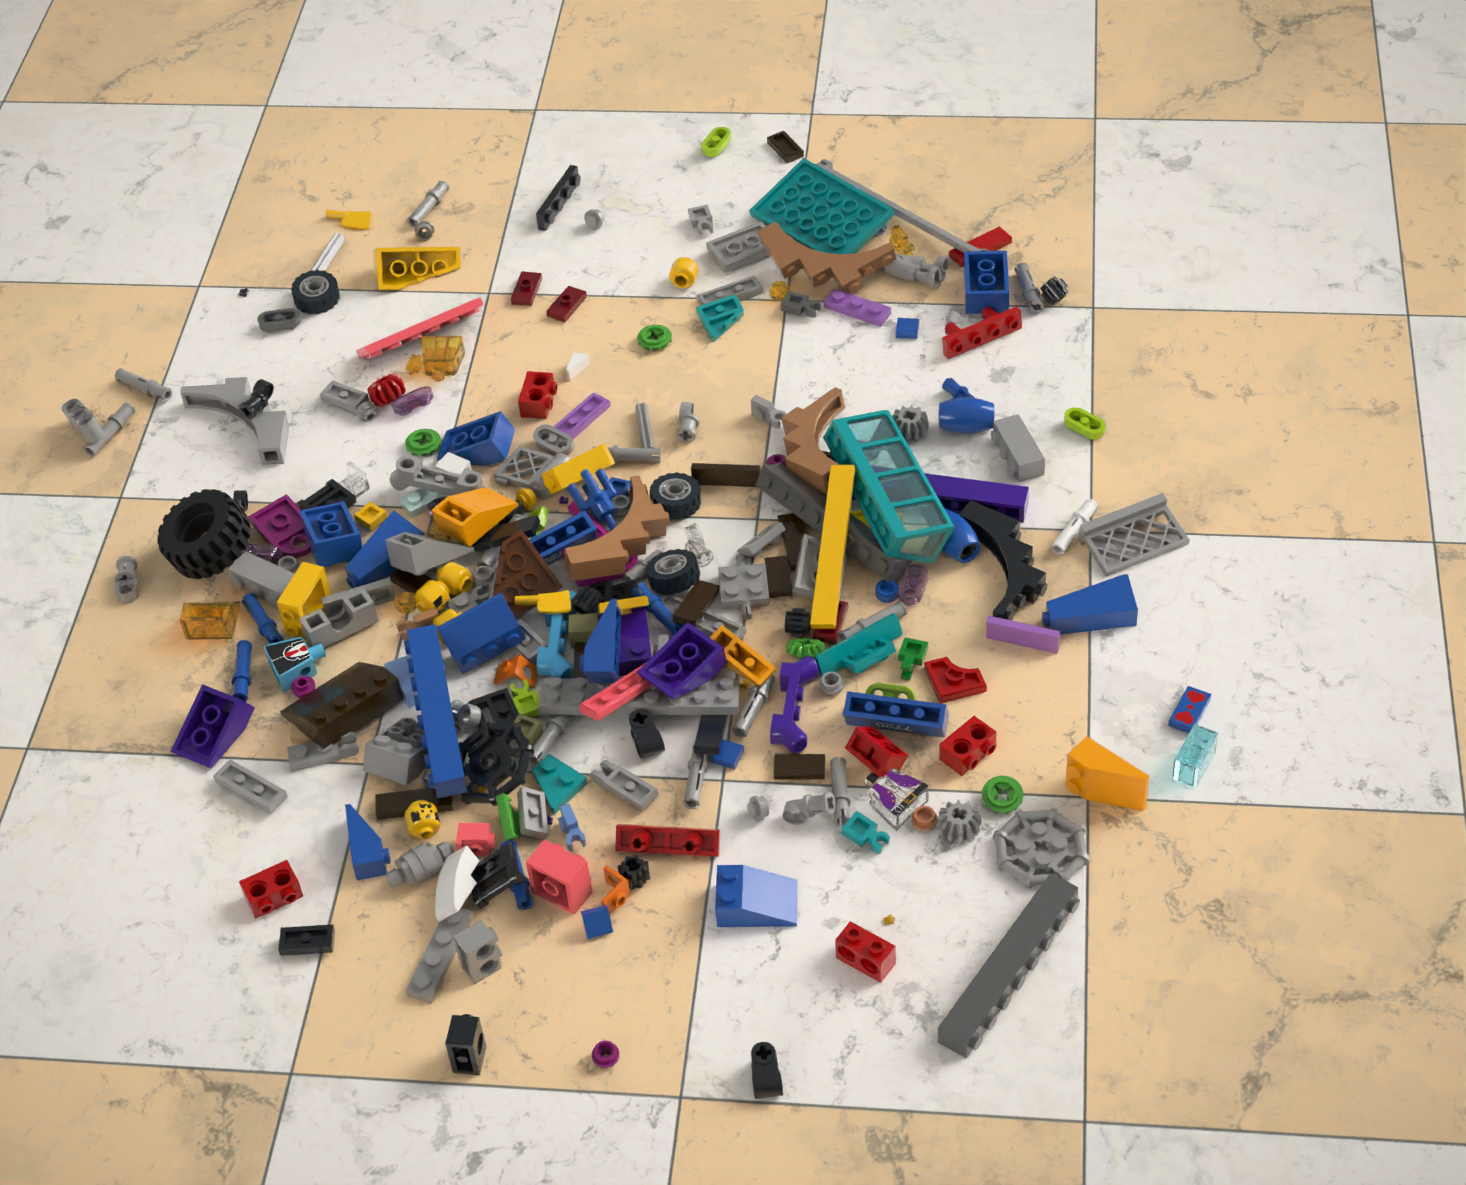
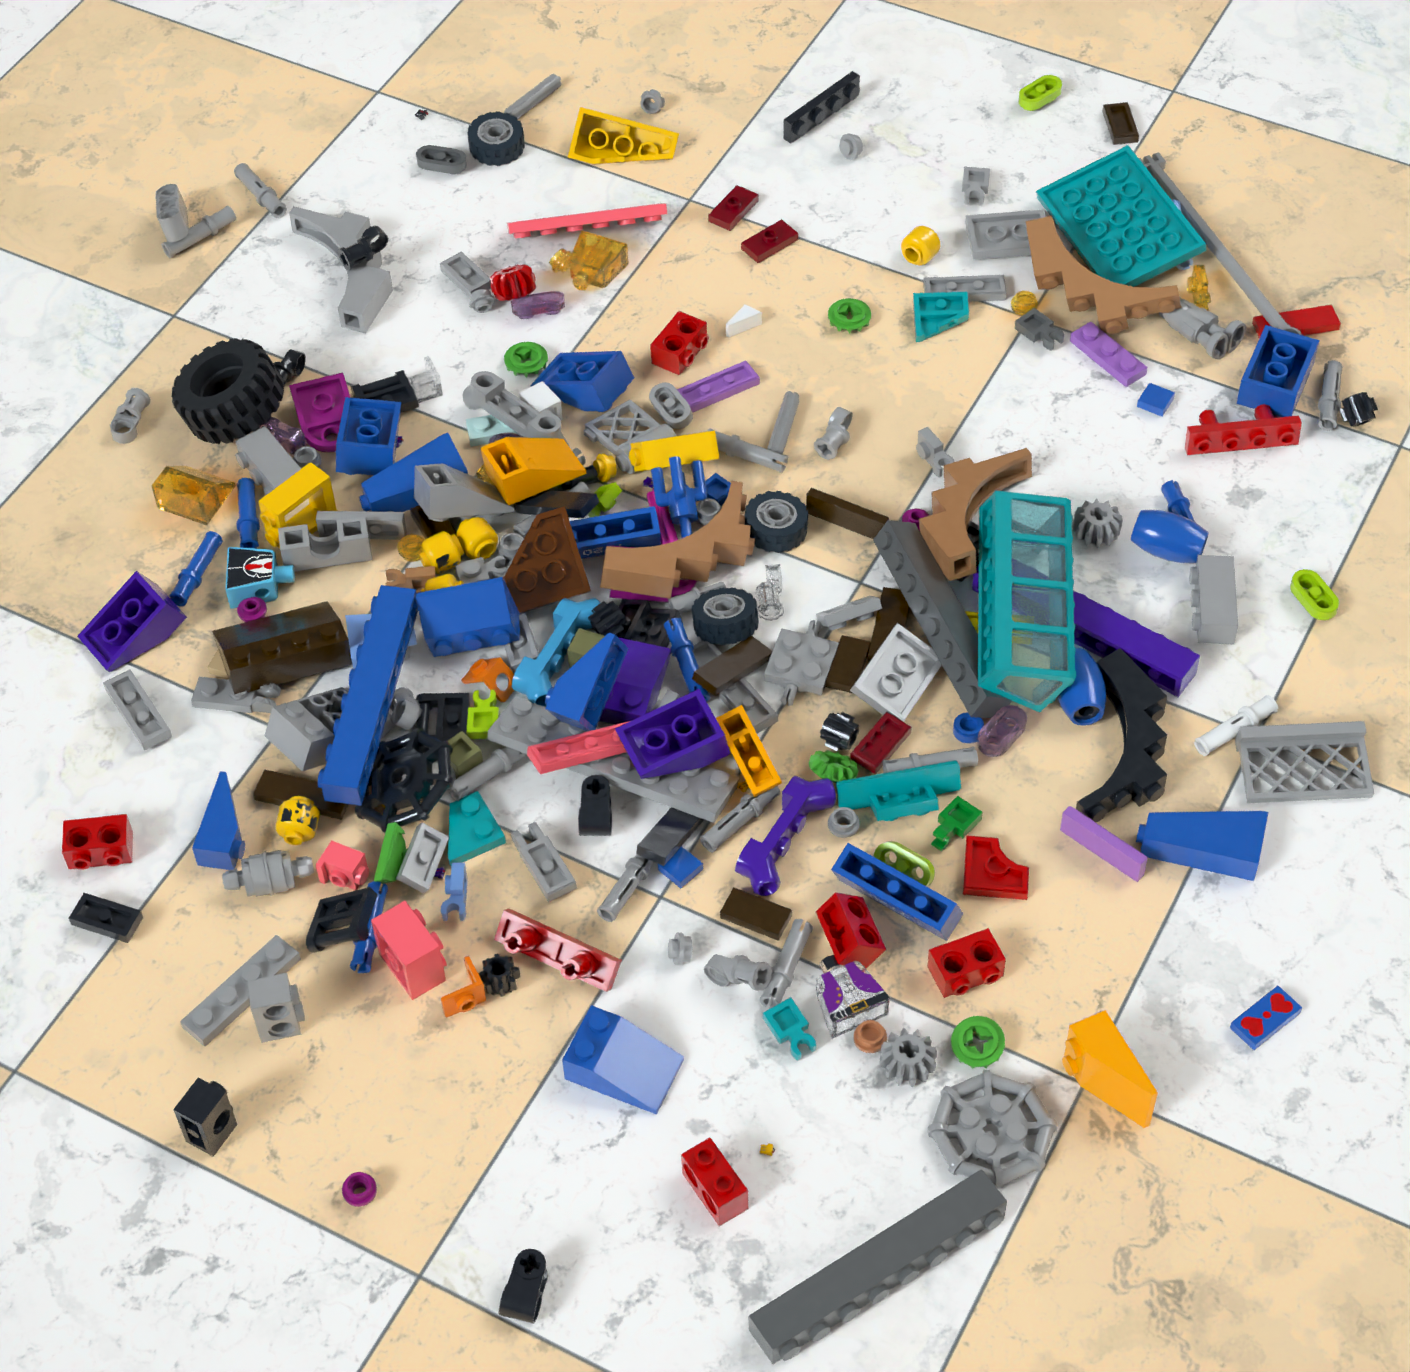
camera: 20 degrees right, 5 degrees up
(352, 219) = (581, 63): yellow piece -> none
(370, 515) = (424, 428): yellow plate -> none
(433, 198) = (679, 66): light grey pin -> none
(455, 882) = (292, 912): white slope -> none
(547, 603) = (560, 605): yellow piece -> none
(597, 921) = (428, 1020): blue tile -> none
(626, 604) = (642, 641): yellow plate -> none
(832, 547) = (920, 652): yellow tile -> none
(1195, 755) = (1240, 1082): clear light blue brick -> none

